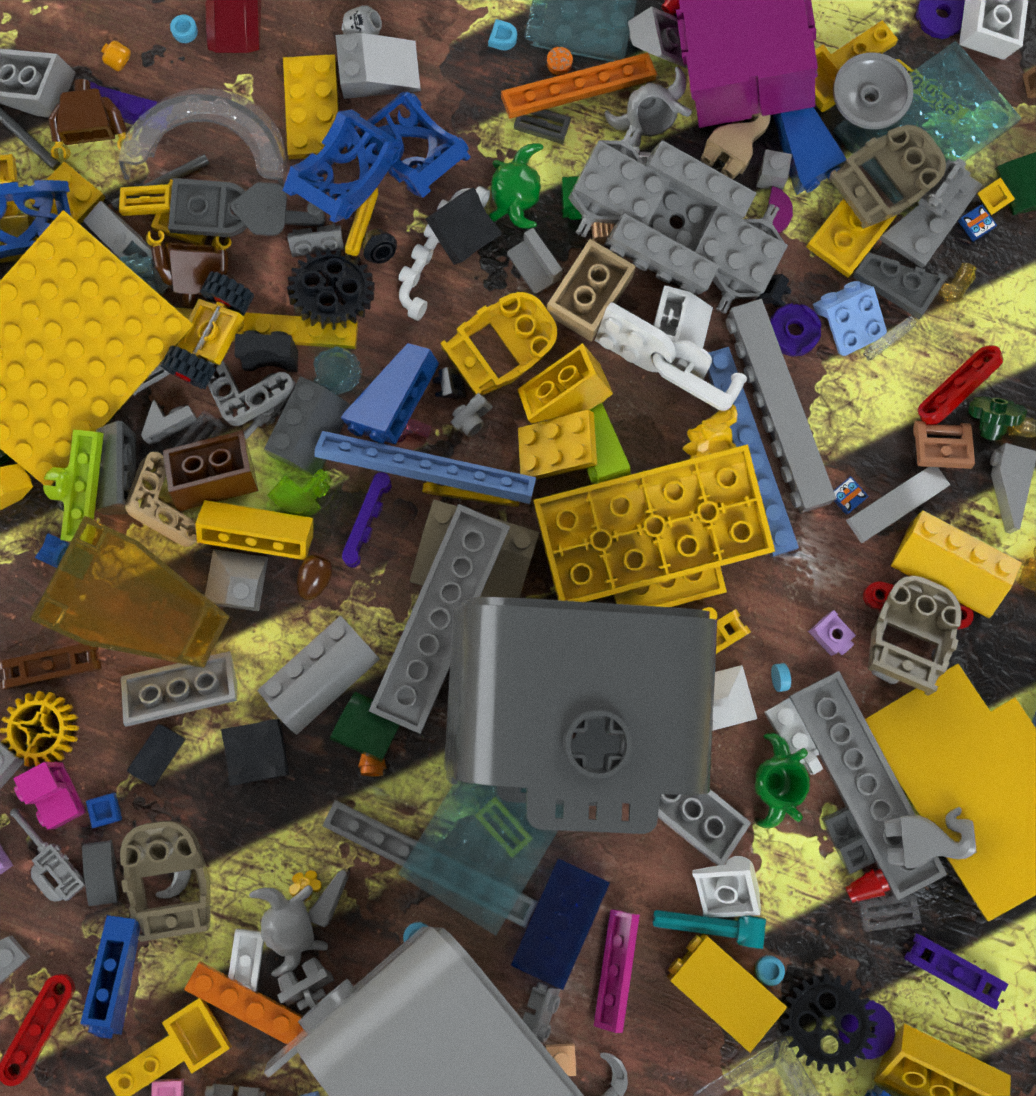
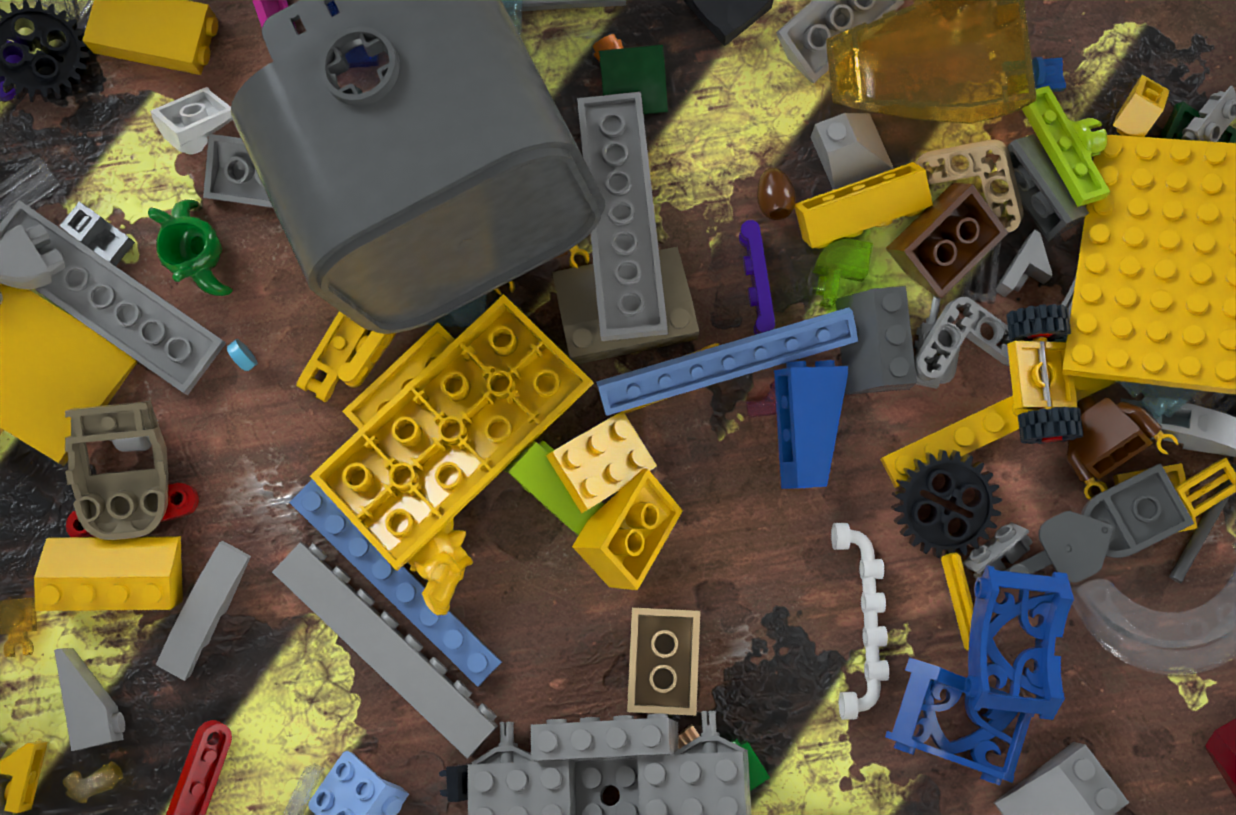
camera: 160 degrees right, 0 degrees up
(266, 350) = (958, 399): black brick -> none
(309, 102) = (1107, 712): yellow plate -> none
(318, 675) = (712, 104): light grey brick -> none
(337, 370) = (883, 416): clear light blue hair -> none
(379, 246) = (925, 582): black cone -> none
(451, 384) = (755, 472): black tile -> none
(463, 226) = (846, 654): black brick -> none
(468, 418) = (715, 445): light grey plate -> none
(516, 187) = (815, 738): green piece -> none
(521, 325) = (712, 578): yellow slope -> none
(535, 262) = (745, 662): light grey panel -> none
(654, 351) = (544, 626): white plate -> none
(683, 316) = (543, 681): white slope -> none
(732, 698) = (288, 303): white slope -> none
(747, 929) = (155, 92): teal axle -> none
(769, 970) = (118, 73): medium azure tile -> none
(789, 725) = (201, 307): white hinge -> none
(803, 317) = (394, 752): dark purple tile -> none
(823, 634) = (219, 430): lavender brick -> none
(849, 495) = (263, 591): tile -> none
(868, 886) = (55, 199): red cone -> none
(944, 451) = (177, 697): nougat plate -> none
(996, 415) = (137, 772): dark green plant -> none

